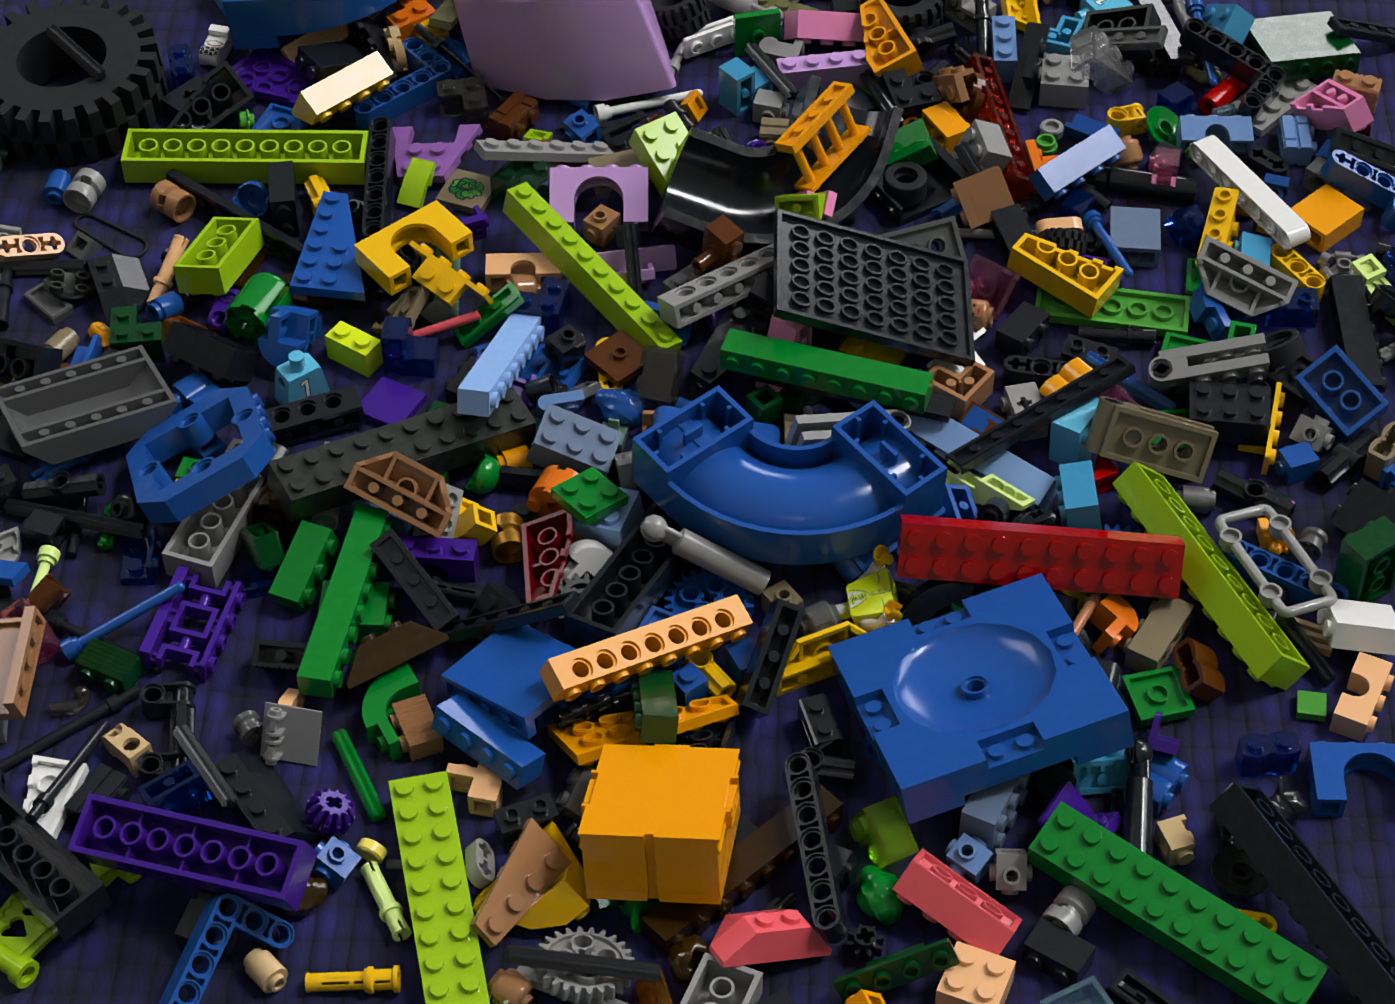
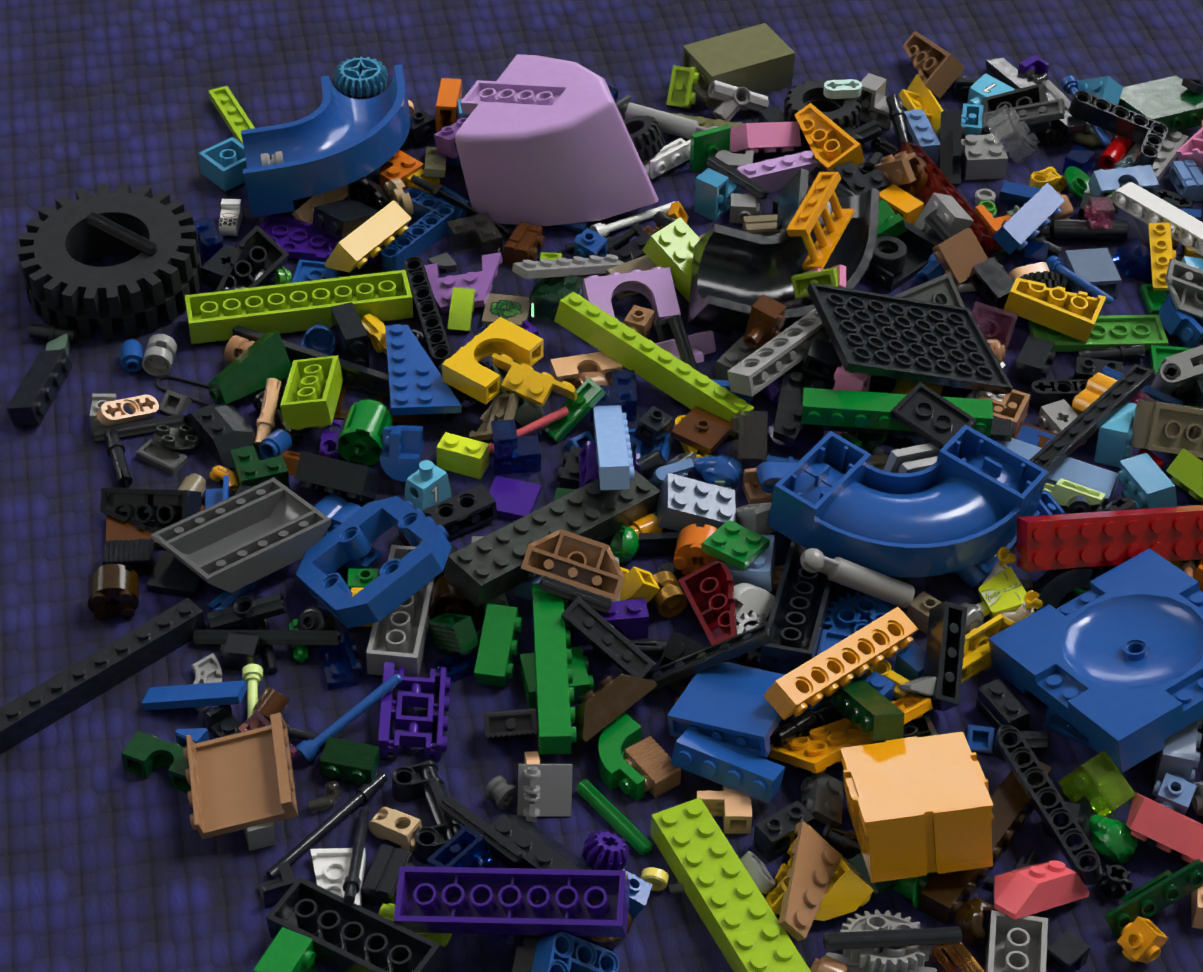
camera: 15 degrees left, 5 degrees down
(181, 214) = (251, 370): none -> dark green slope
(390, 910) = (691, 926): yellowish green pin -> none
(401, 527) = (571, 592): none -> black axle
(422, 126) = (444, 261): none -> dark grey tile
(732, 688) = (922, 686): none -> light grey slope
(779, 754) = (980, 738): none -> blue slope
(856, 380) = (931, 415): none -> black tile

